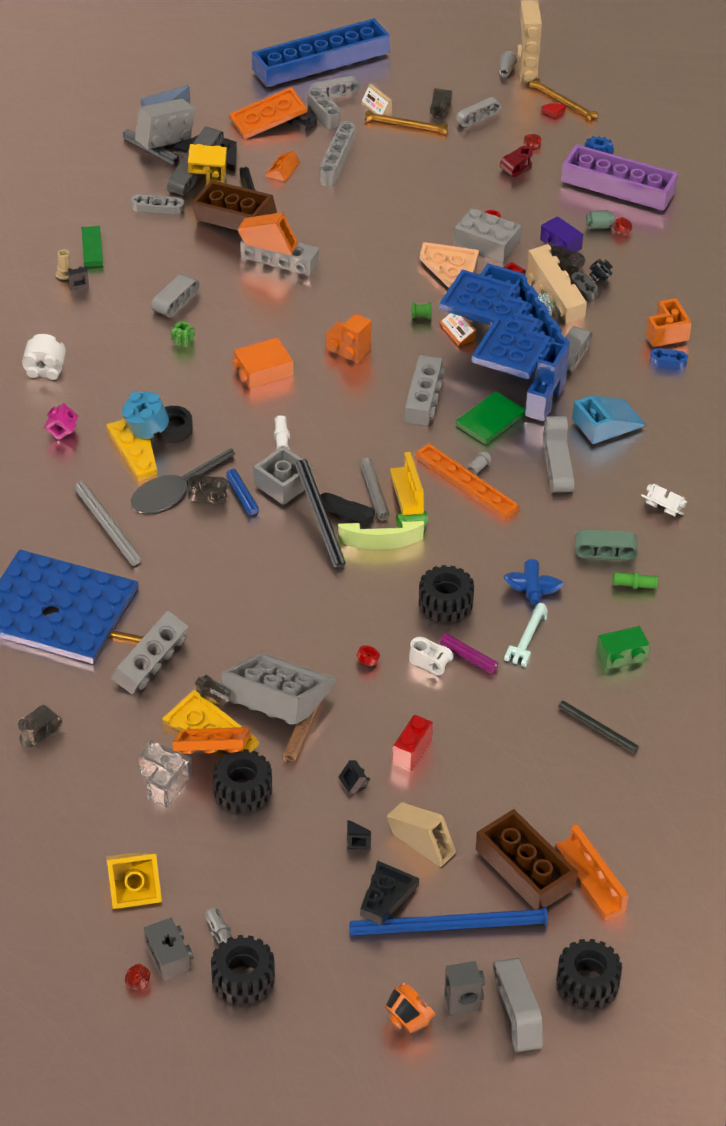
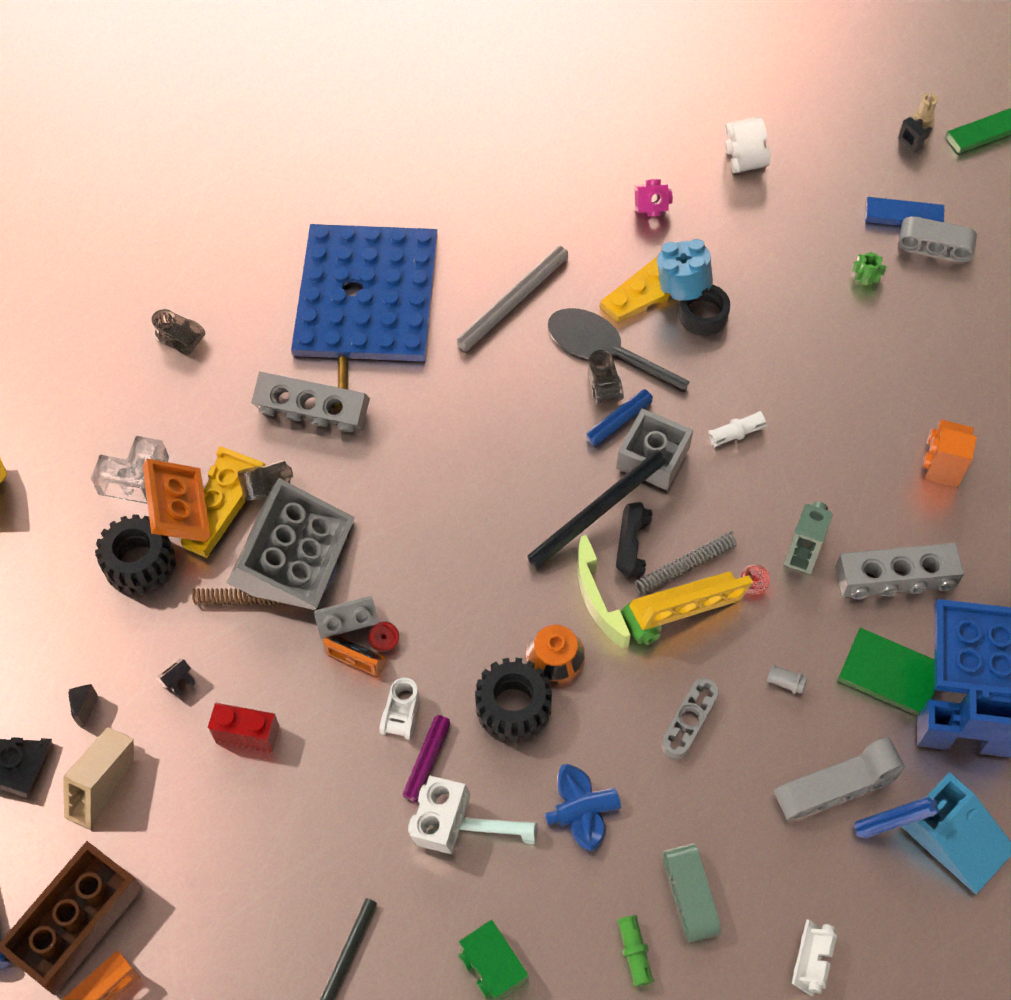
camera: 75 degrees right, 15 degrees up
(140, 306) = (895, 211): none -> blue tile
(263, 363) = (858, 369): orange brick -> none
(346, 668) = (346, 617): none -> light grey bracket
(376, 675) = (354, 655): none -> orange slope
(384, 420) = (812, 527): none -> sand green torso
(397, 457) = (759, 576): none -> clear red tile
(414, 564) = (556, 652): none -> orange cone
(467, 482) = (749, 675): orange tile -> none
(495, 525) = (687, 740): none -> light grey beam
(520, 642) = (447, 815): none -> white brick
(593, 434) = (896, 817): none -> blue axle

